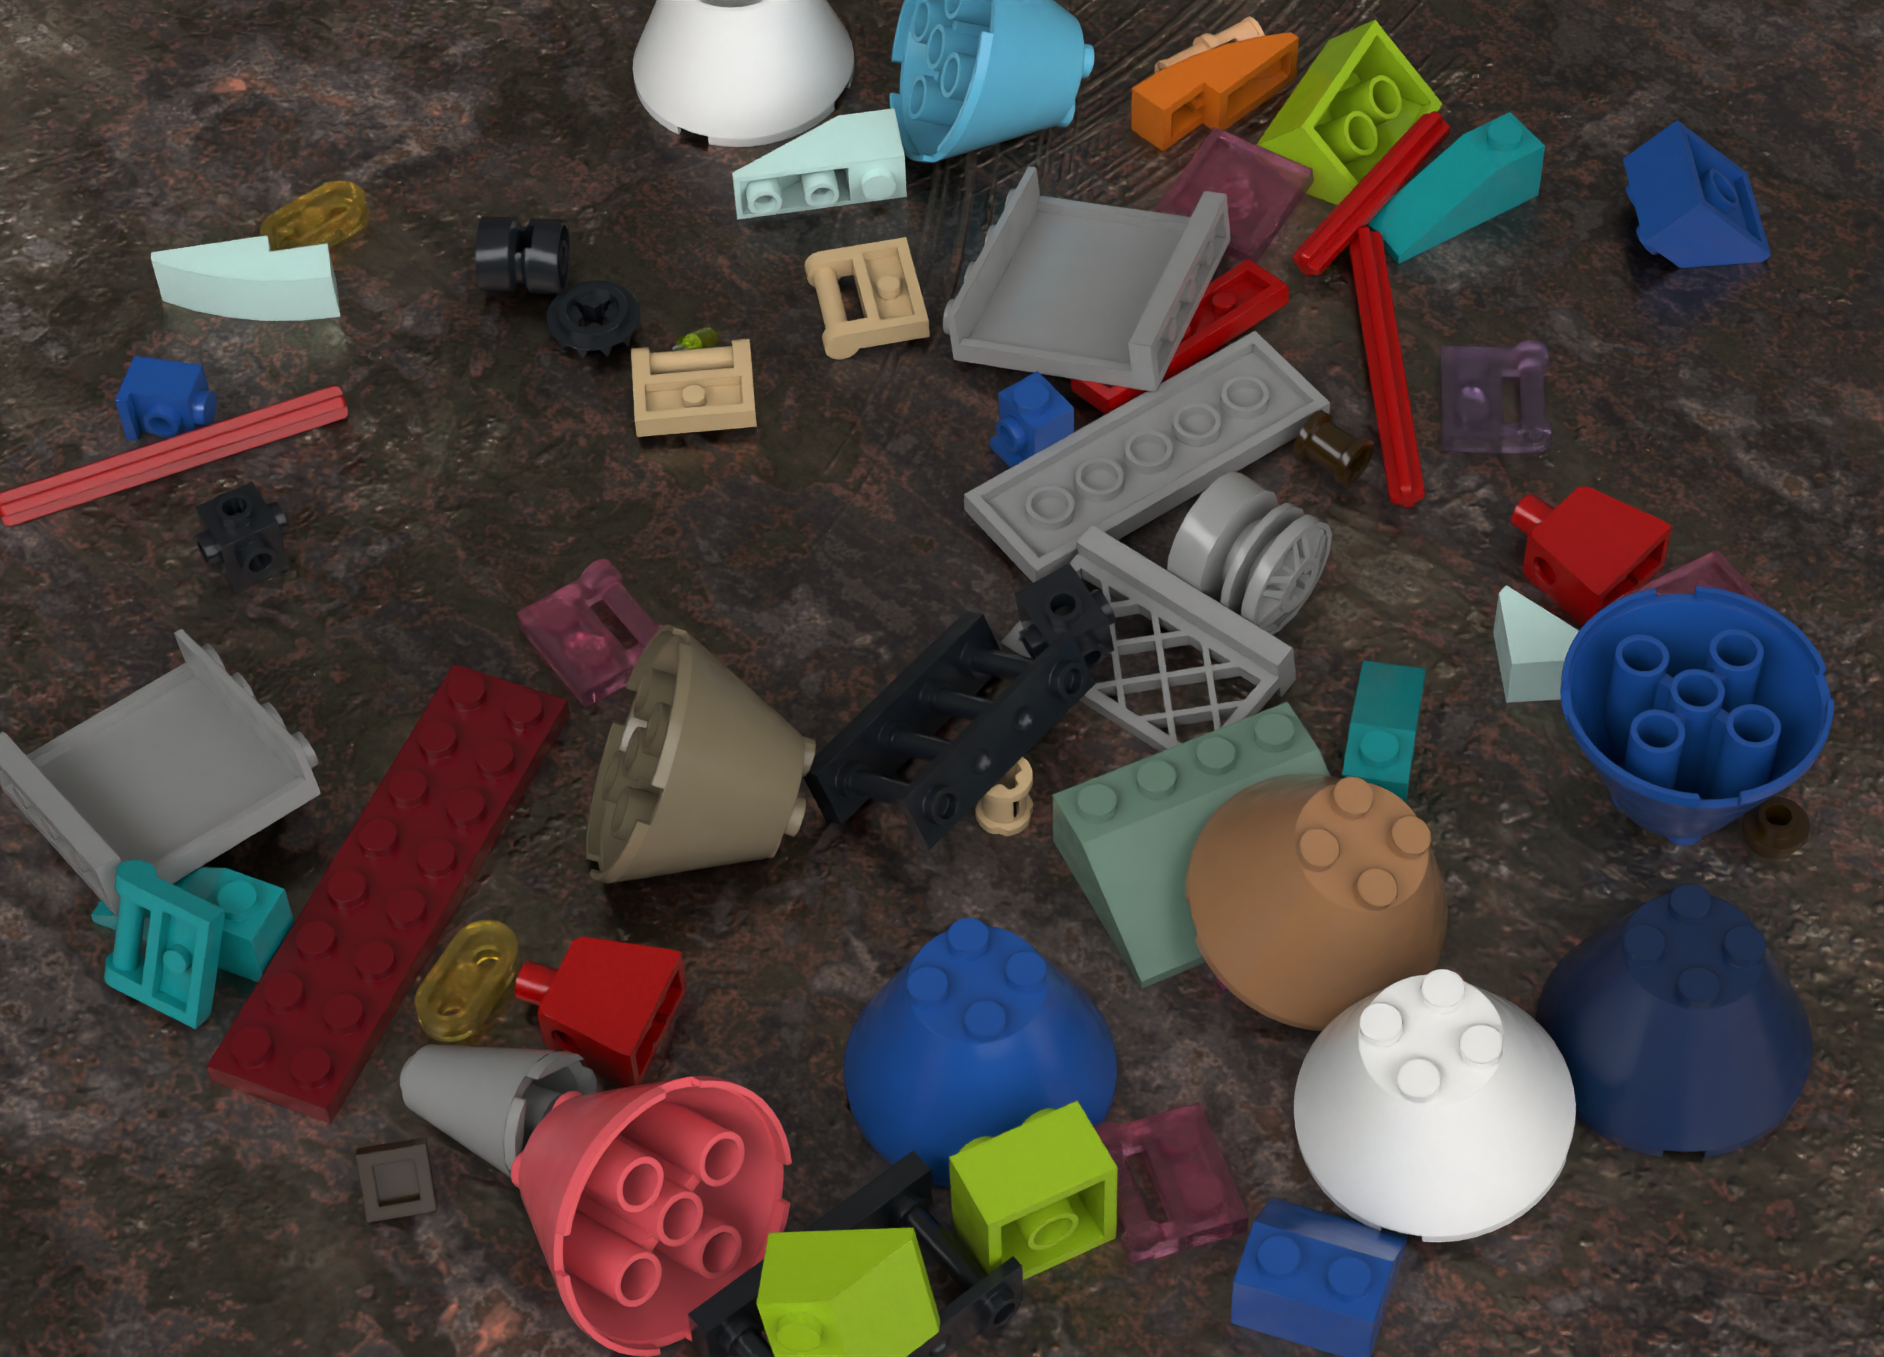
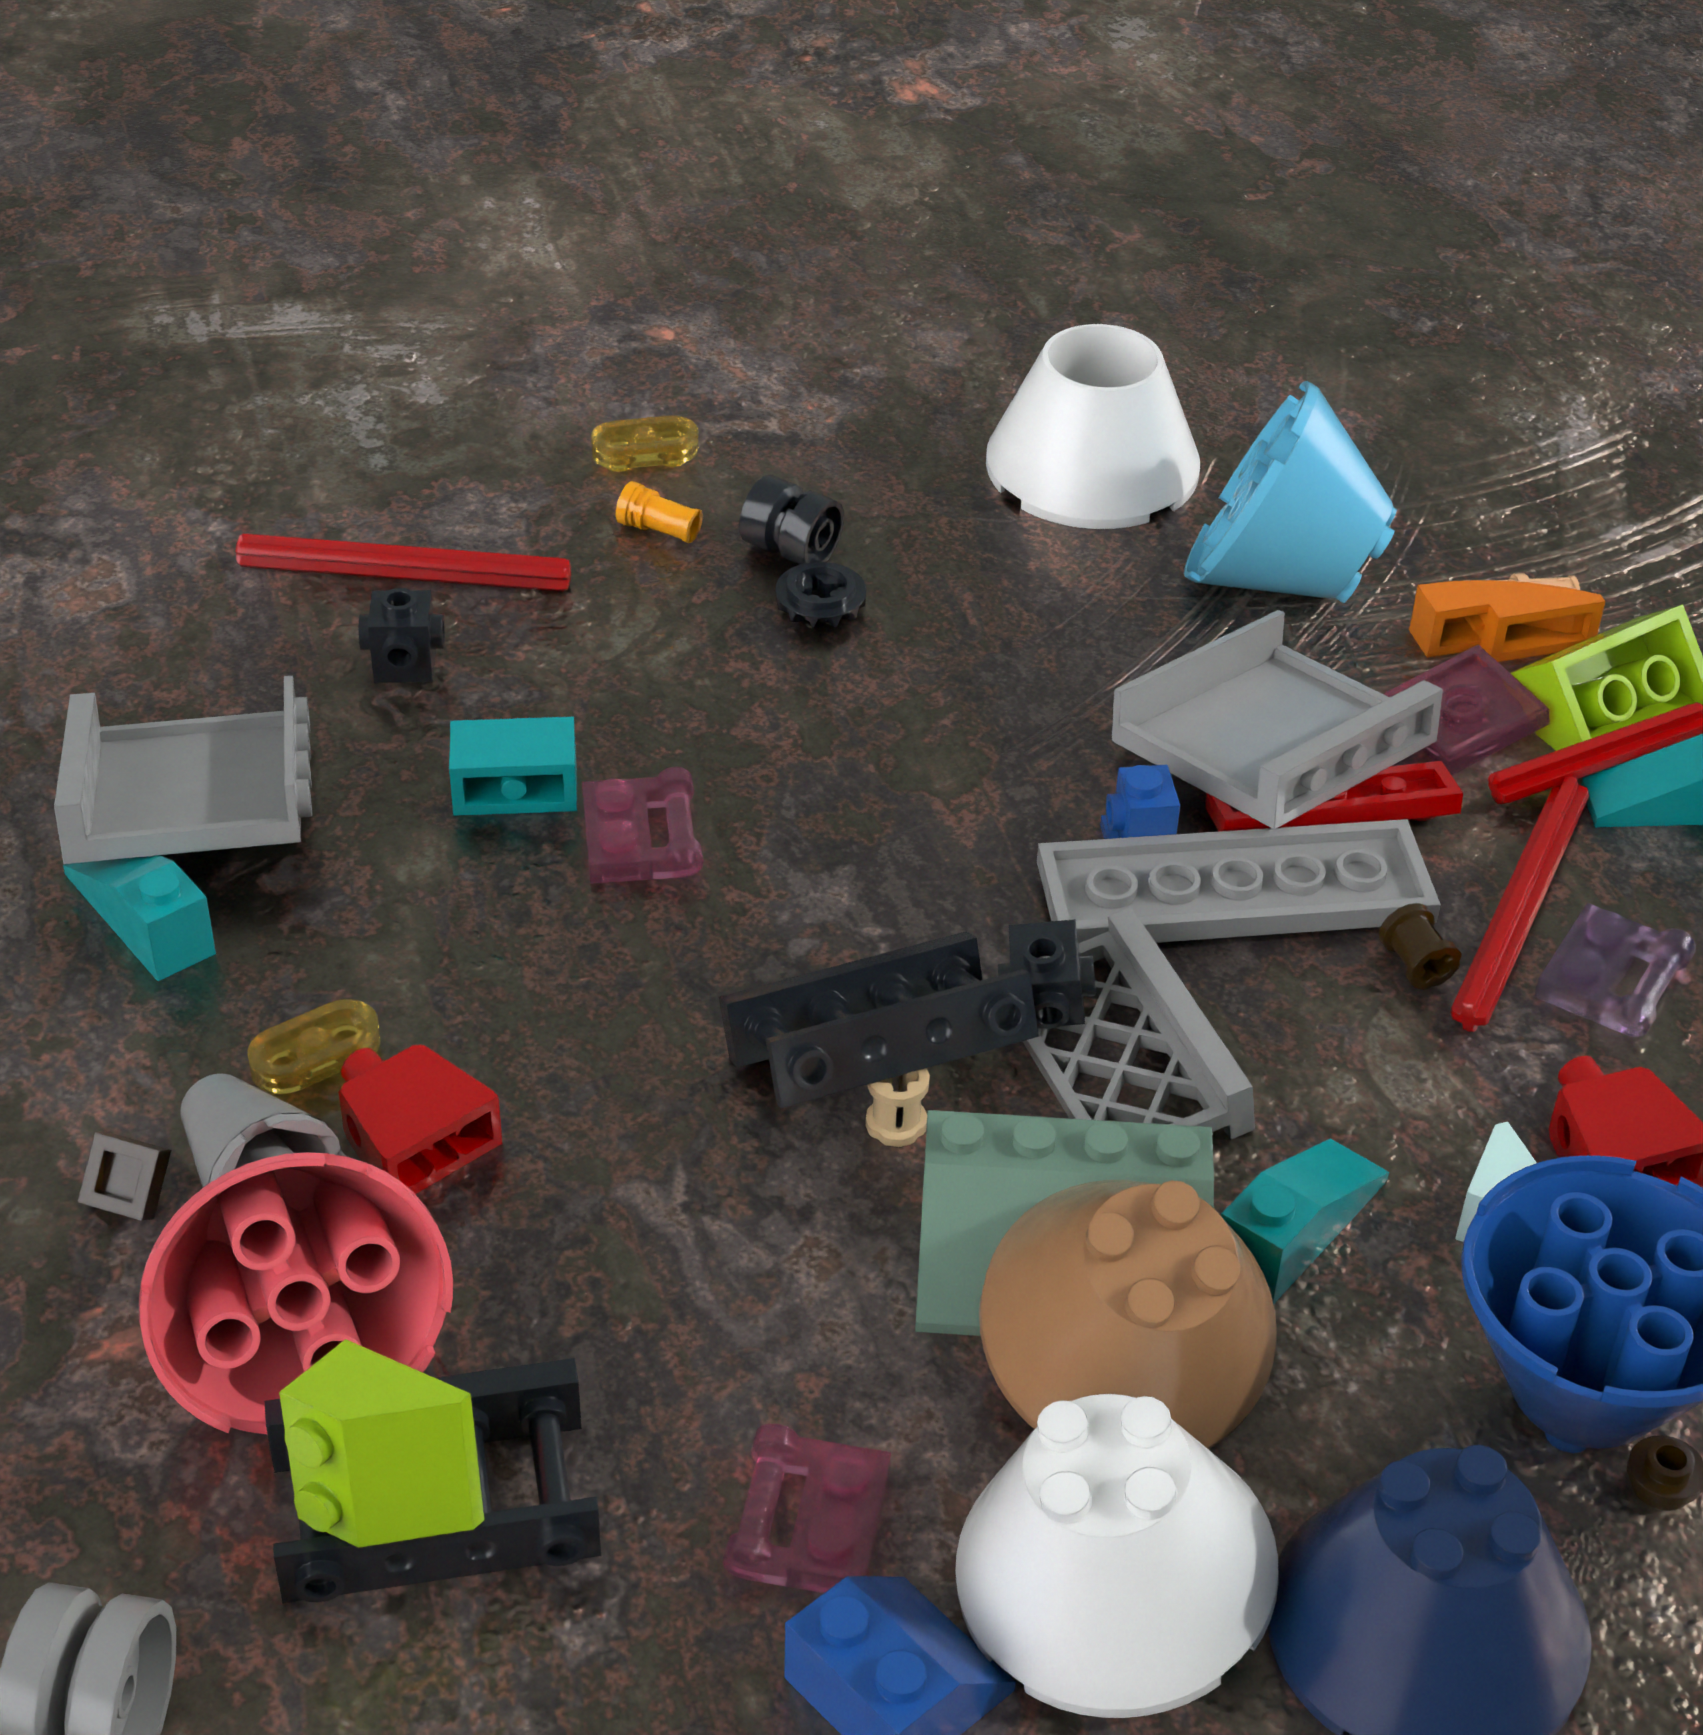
camera: 25 degrees right, 10 degrees down
(164, 398) = (422, 514): blue brick -> none
(180, 947) = (81, 900): teal plate -> none
(249, 280) = (559, 460): light aqua slope -> none
(369, 297) = (646, 510): none -> light orange pin
(388, 894) = (308, 953): dark red plate -> none
(445, 621) = (513, 766): none -> teal brick
(693, 389) = (863, 676): tan plate -> none
(695, 770) = (617, 949): dark tan cone -> none
(698, 339) = (896, 645): clear neon green piece -> none
(830, 166) = (1106, 554): light aqua slope -> none
(886, 291) = (1085, 672): tan plate -> none
(973, 1047) = (710, 1314): blue cone -> none
(1035, 1192) = (655, 1450): lime brick -> none
(1250, 551) = (1267, 990): light grey wheel -> none

